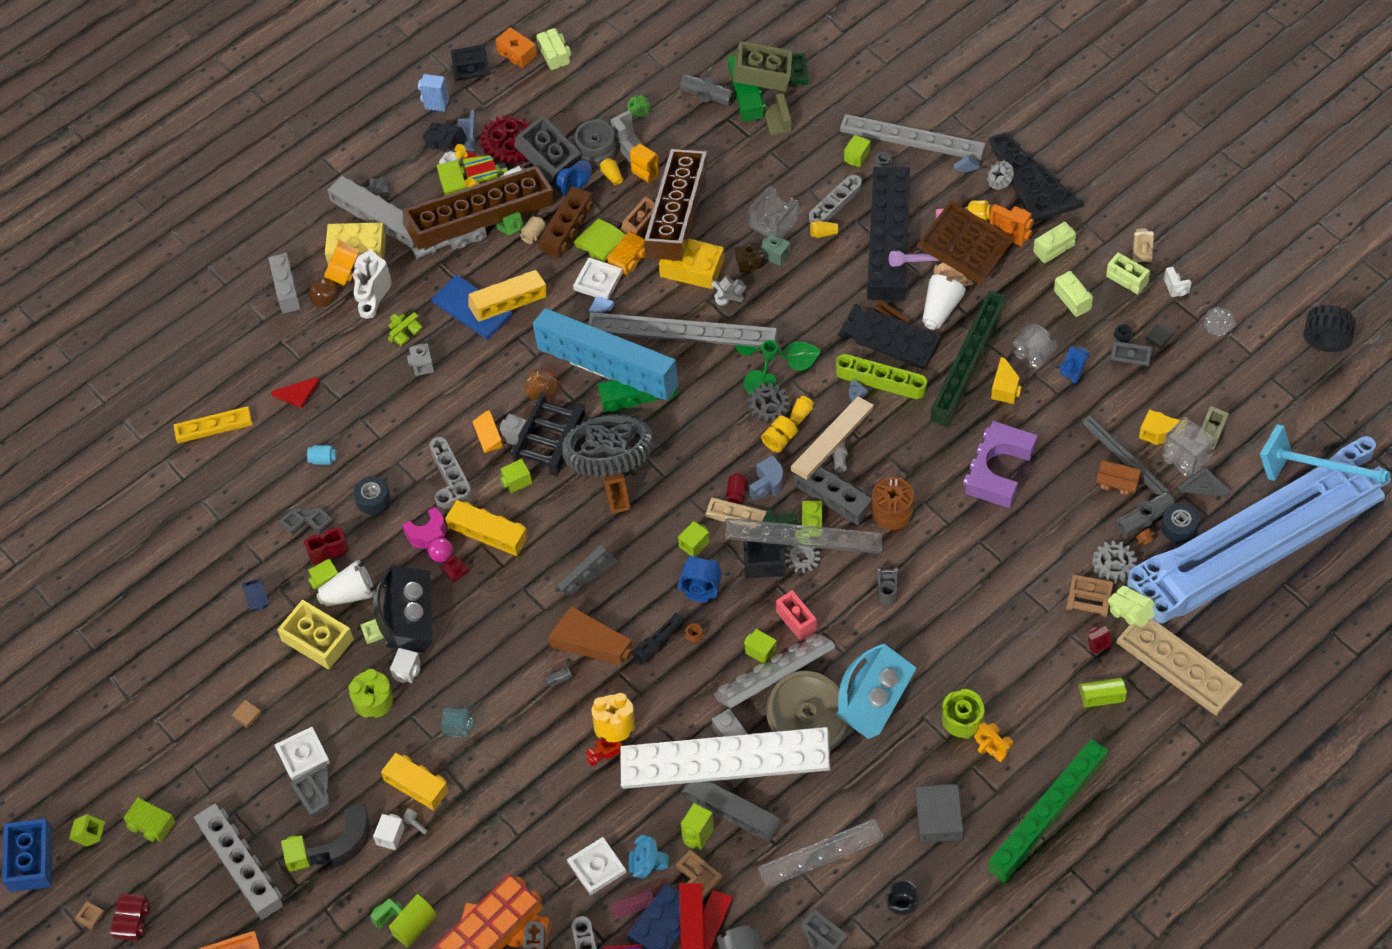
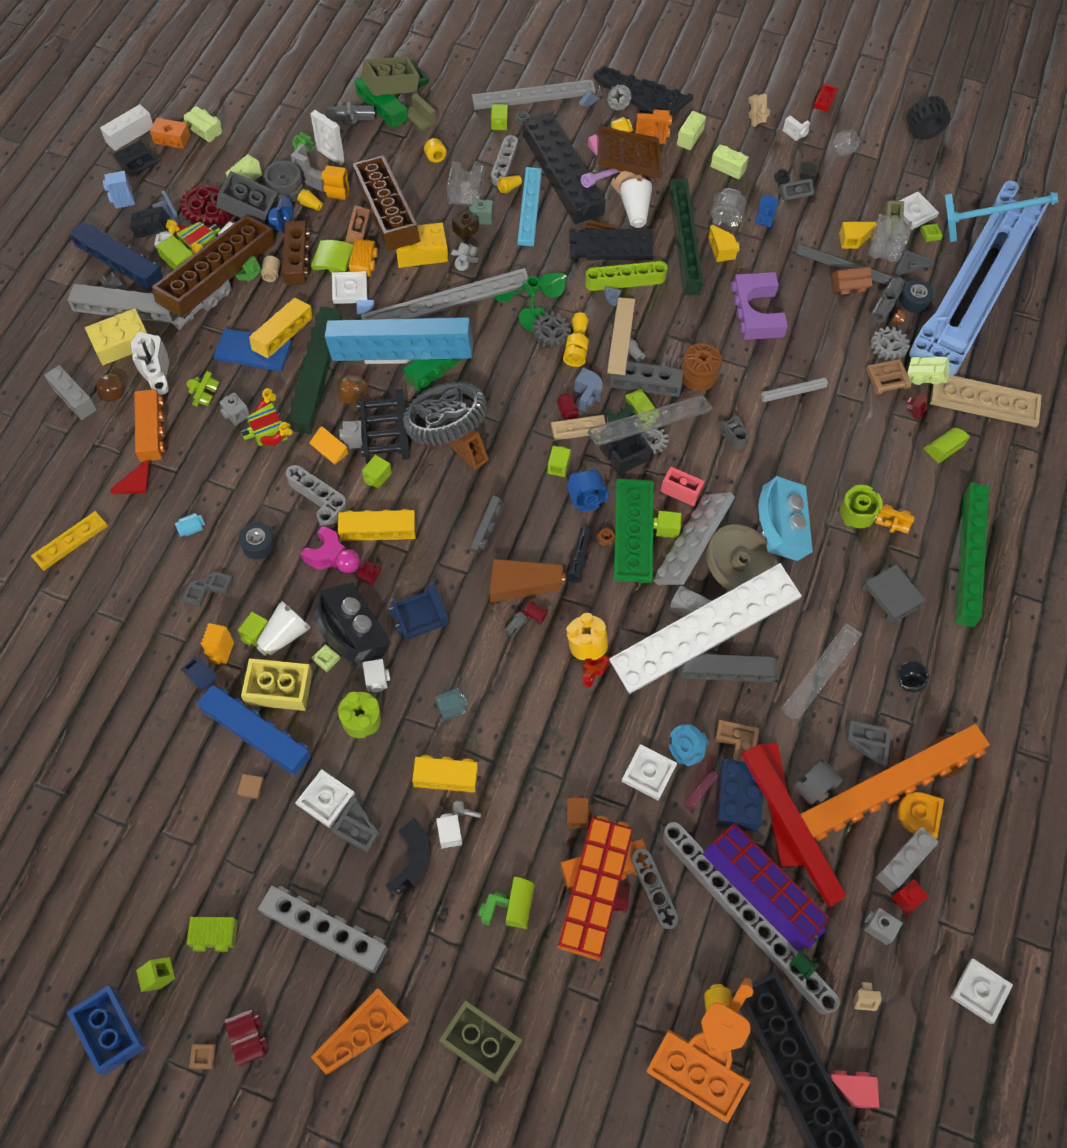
camera: 35 degrees left, 5 degrees up
(275, 666) = (254, 730): none -> blue brick
(283, 574) = (217, 643): none -> light orange brick
(295, 853) = (373, 893): lime brick -> none
(326, 545) = (238, 604): dark red brick -> none
(336, 344) = (149, 425): none -> orange brick
(342, 263) = (116, 354): light orange brick -> none
(397, 160) = (116, 255): none -> dark blue brick
(441, 385) = (265, 423): none -> torso
(476, 627) = (419, 614): none -> dark blue panel
(478, 26) = (127, 127): none -> white brick
(508, 864) = (577, 812): none -> dark orange brick
(511, 356) = (313, 375): none -> clear green brick
(565, 116) = (247, 167): none -> yellowish green brick
(582, 673) = (535, 612): none -> dark red bush
(661, 112) = (327, 137): none -> white plate
(697, 827) = (716, 697): lime brick -> none
(724, 638) = (633, 531): none -> green plate
(767, 164) = (435, 150): none -> yellow head
(831, 262) = (529, 206): none -> medium azure tile
(980, 567) = (794, 389): none -> light grey axle
(1128, 273) = (760, 132): yellowish green brick -> none
(1235, 260) = (825, 98): none -> red plate
(1247, 428) = (918, 210): none -> white plate
(1251, 460) = (931, 232): none -> lime tile

